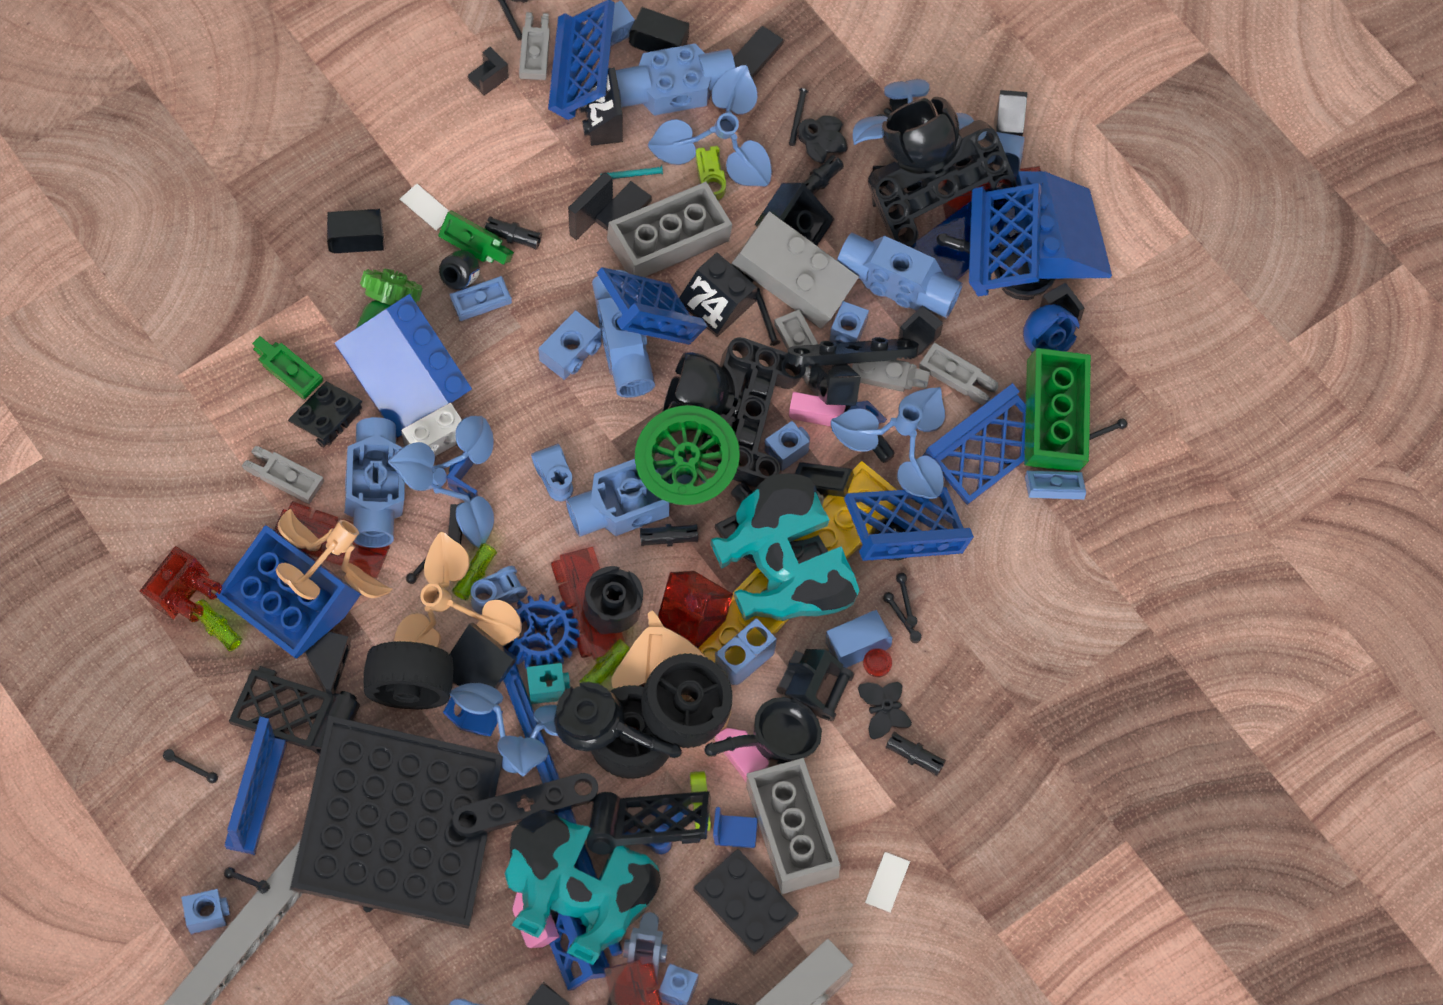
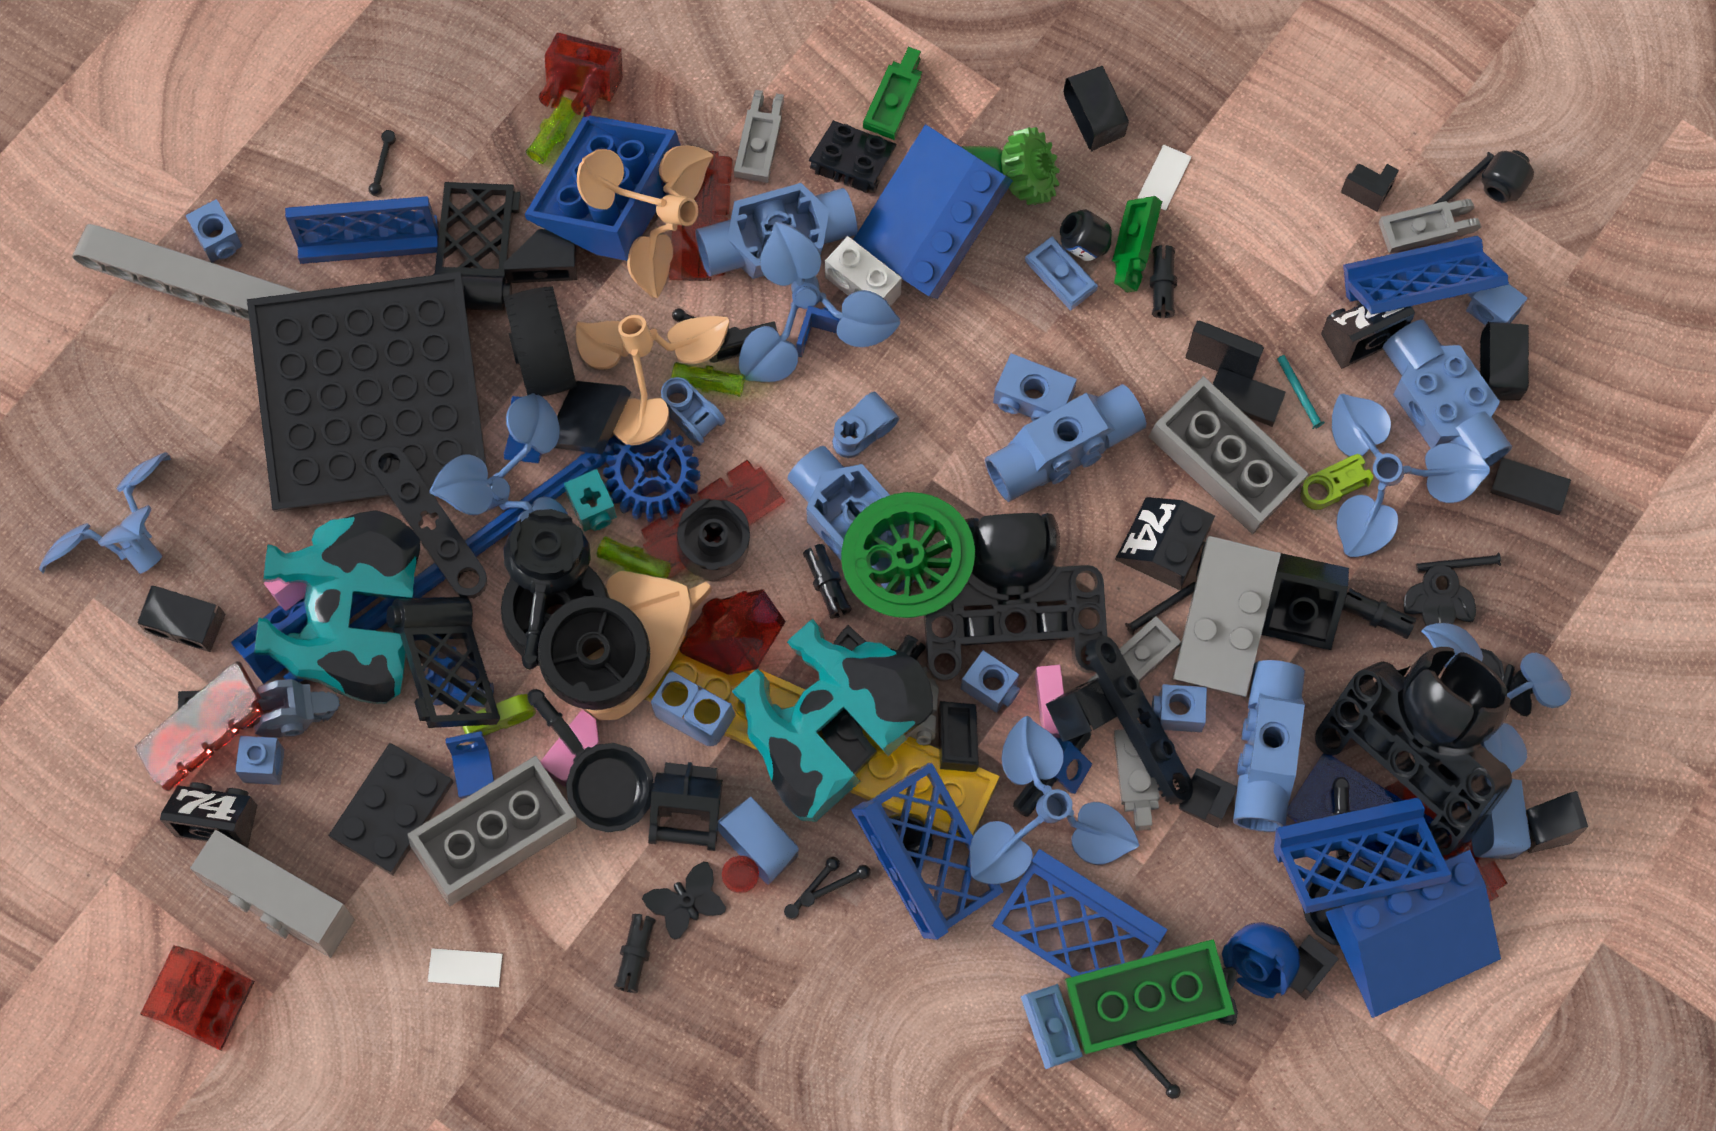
camera: 75 degrees right, 5 degrees up
(262, 886) = (250, 275): black hinge -> none
(650, 307) = (1079, 468): blue fence -> none
(958, 373) = (1166, 859): light grey hinge -> none

